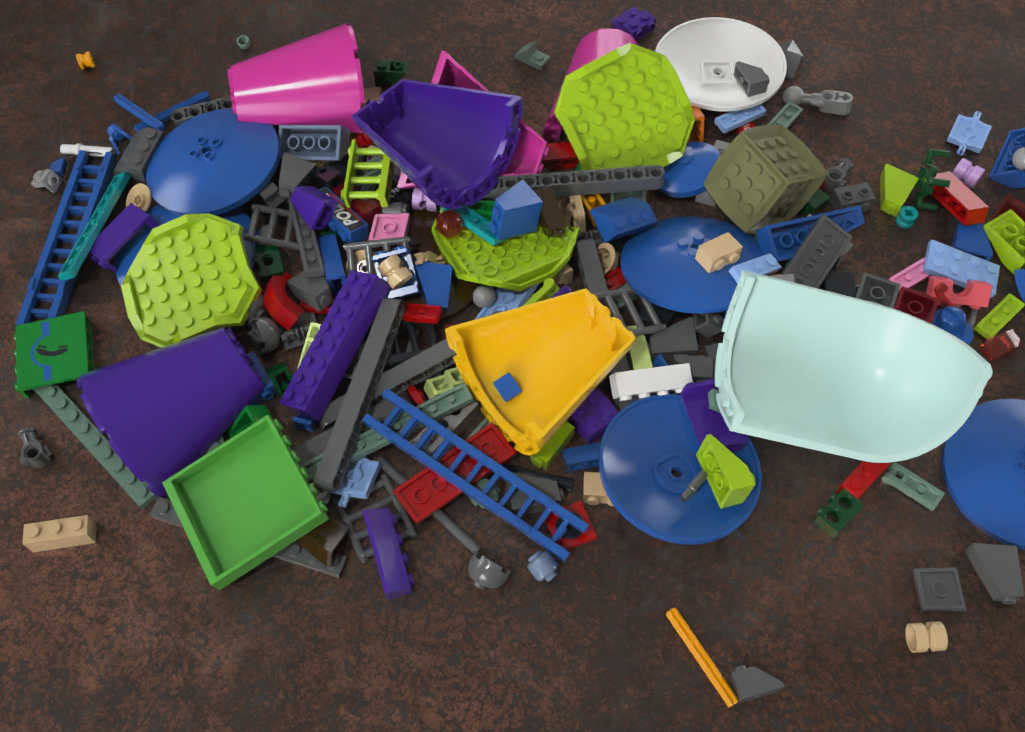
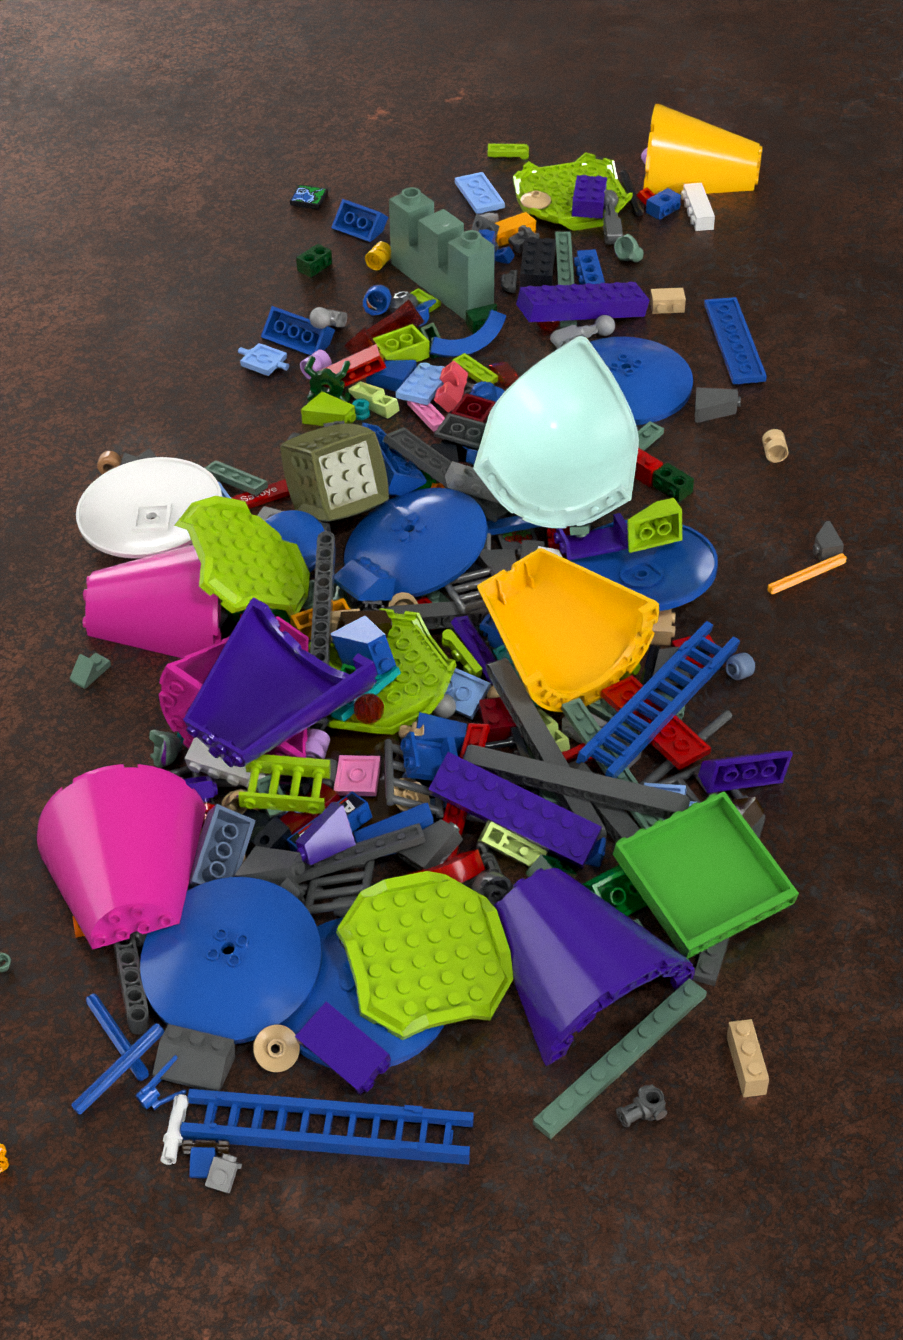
camera: 90 degrees left, 15 degrees down
(52, 351) = (513, 1107): green panel -> none
(94, 226) = (318, 1085): teal tile -> none
(394, 271) = (434, 749): tan wheel -> none
(486, 572) = (752, 701): dark grey cylinder -> none
(507, 387) = (565, 673): blue slope -> none
(635, 22) = (57, 580): dark purple plate -> none
(694, 485) = (663, 551): flat silver pin -> none
(718, 252) = (427, 504): tan brick -> none
(751, 78) = (188, 478): dark grey slope -> none
(762, 265) = (439, 489): light blue plate -> none
(785, 34) = (108, 461): none -> medium nougat head
(828, 101) = (209, 441): light grey beam -> none
(925, 227) = (378, 401): none -> yellowish green slope
(939, 292) = (458, 392): clear red arm -> none
(939, 589) = (731, 438): dark grey tile -> none

